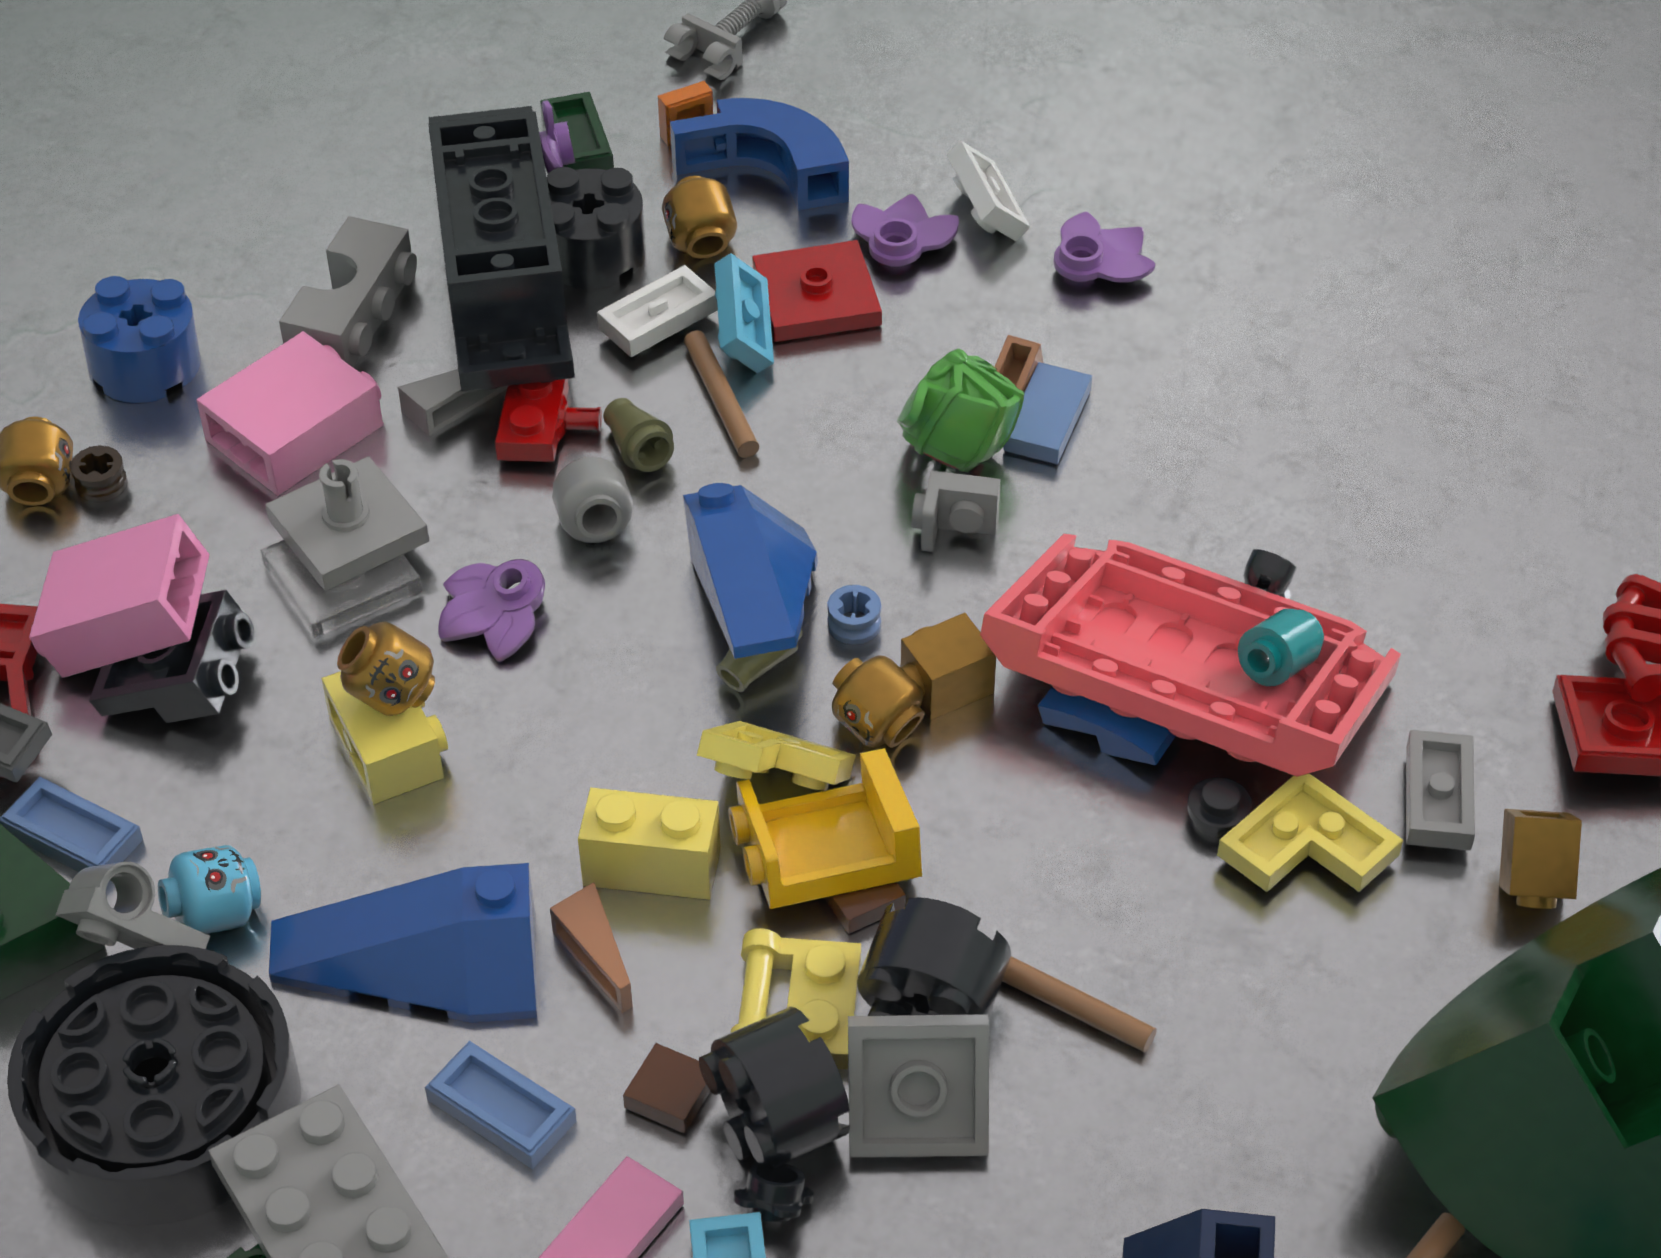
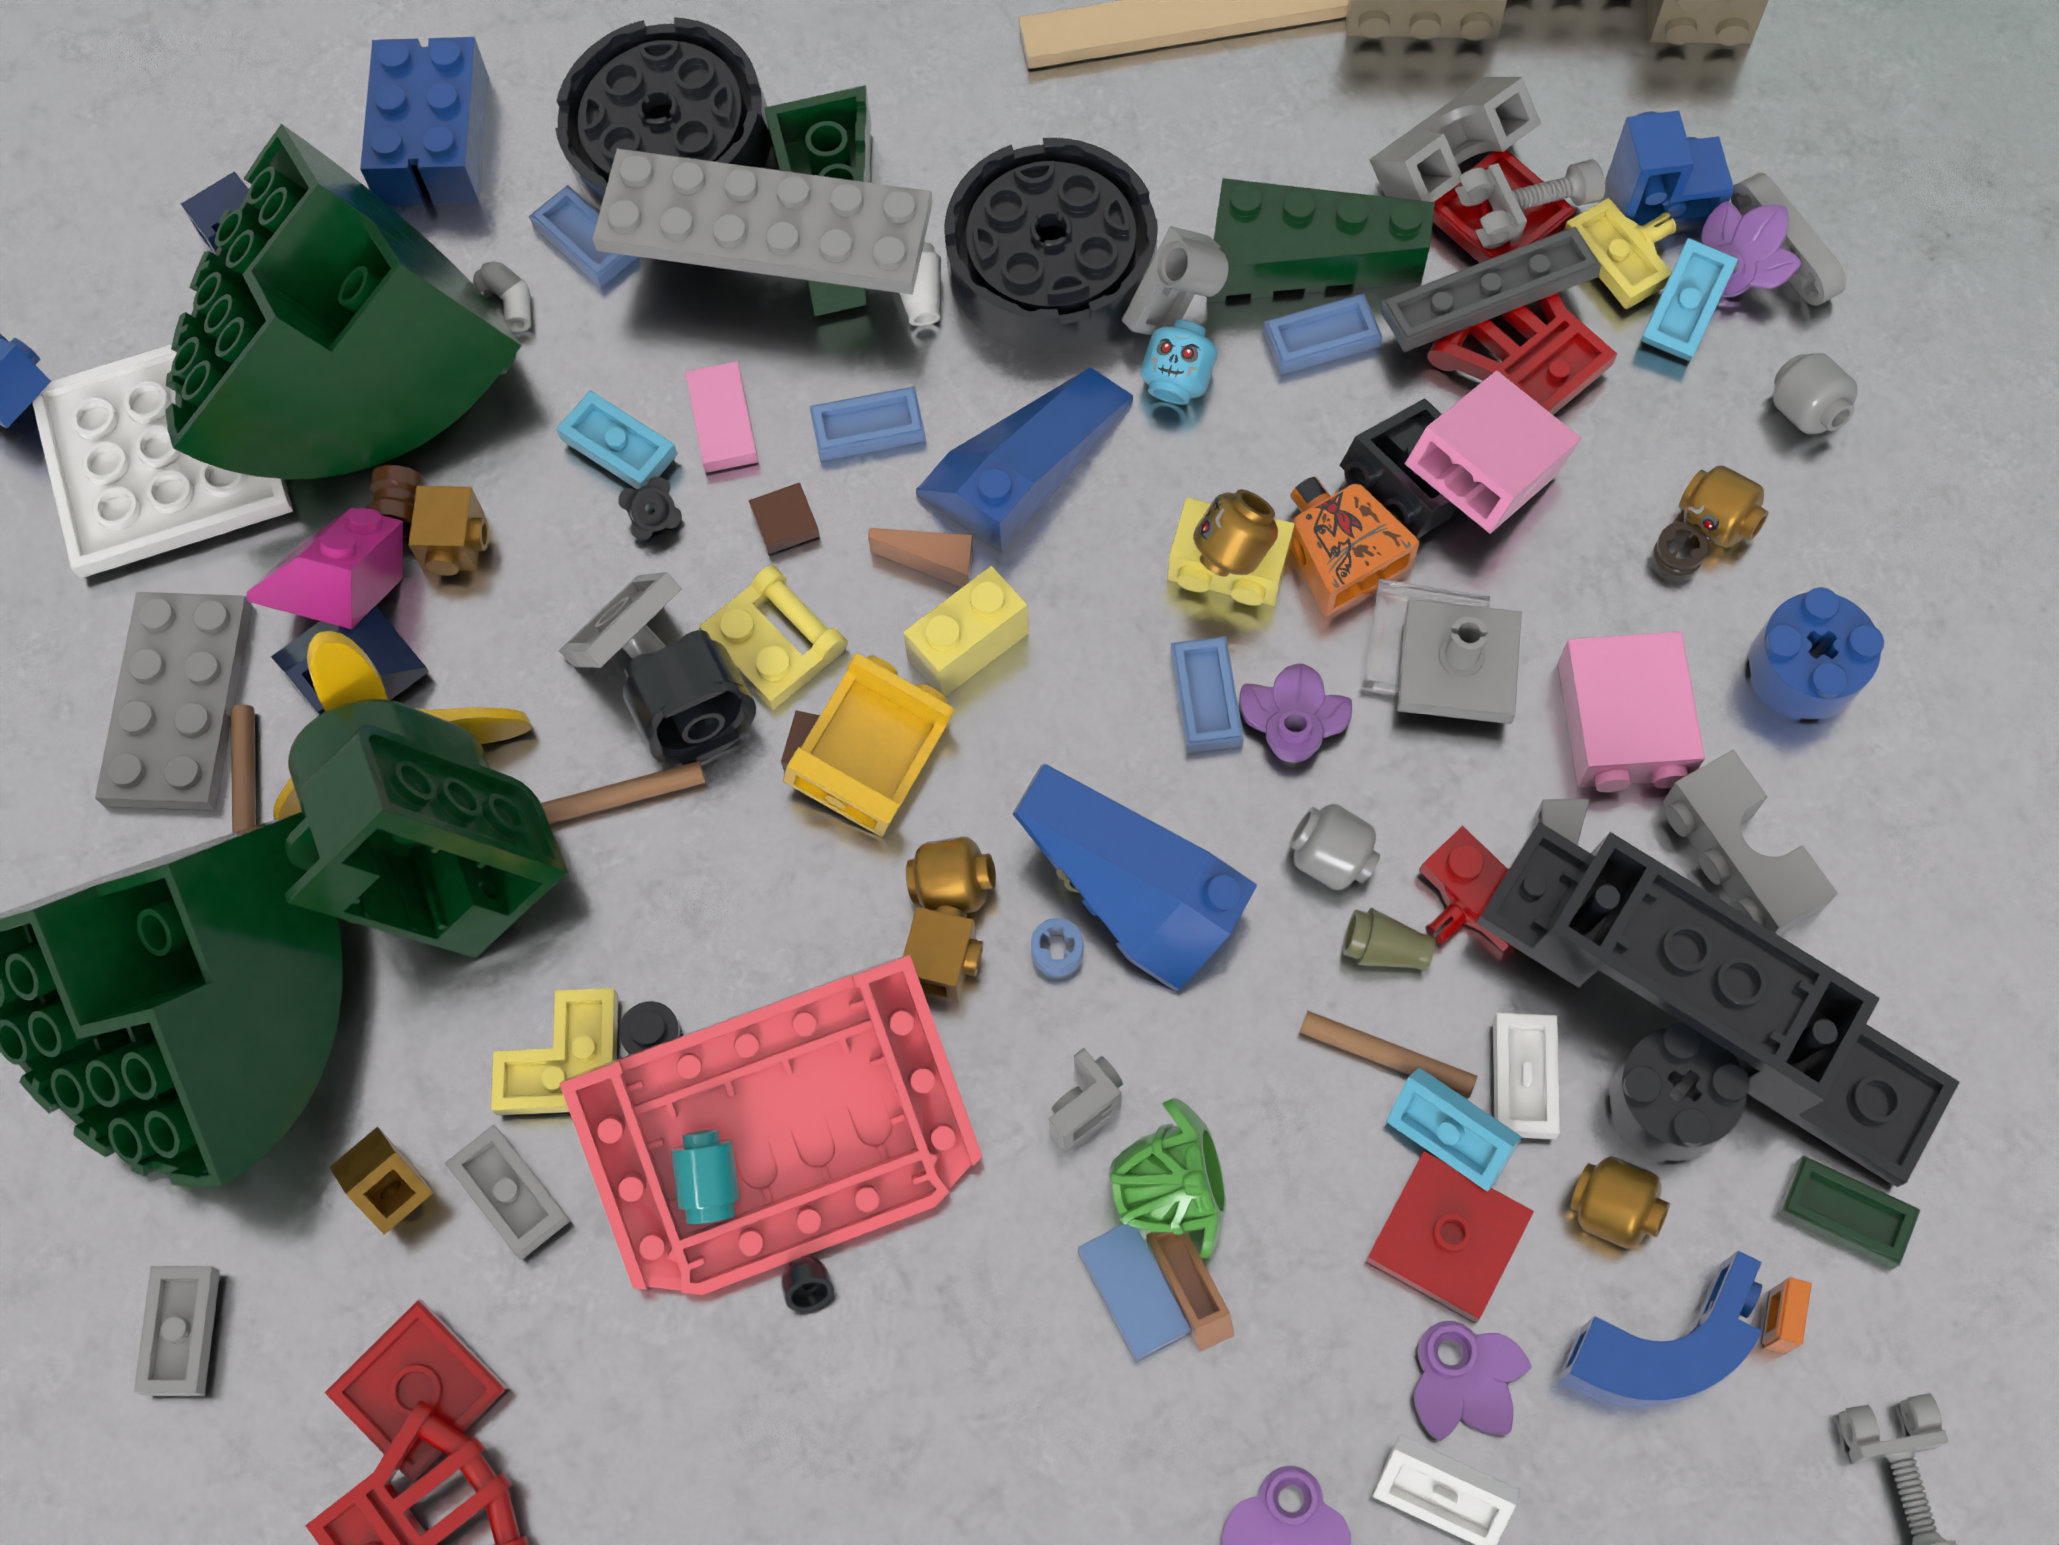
camera: 135 degrees right, 20 degrees up
(287, 654) = (1347, 543): none -> orange torso
(532, 673) = (1206, 694): none -> medium blue tile
(555, 141) = (1808, 1131): medium lavender plate -> none
(747, 748) = (981, 765): light yellow plate -> none
(776, 1089) = (698, 537): black brick -> none
(1273, 1029) = (407, 813): none -> dark green brick

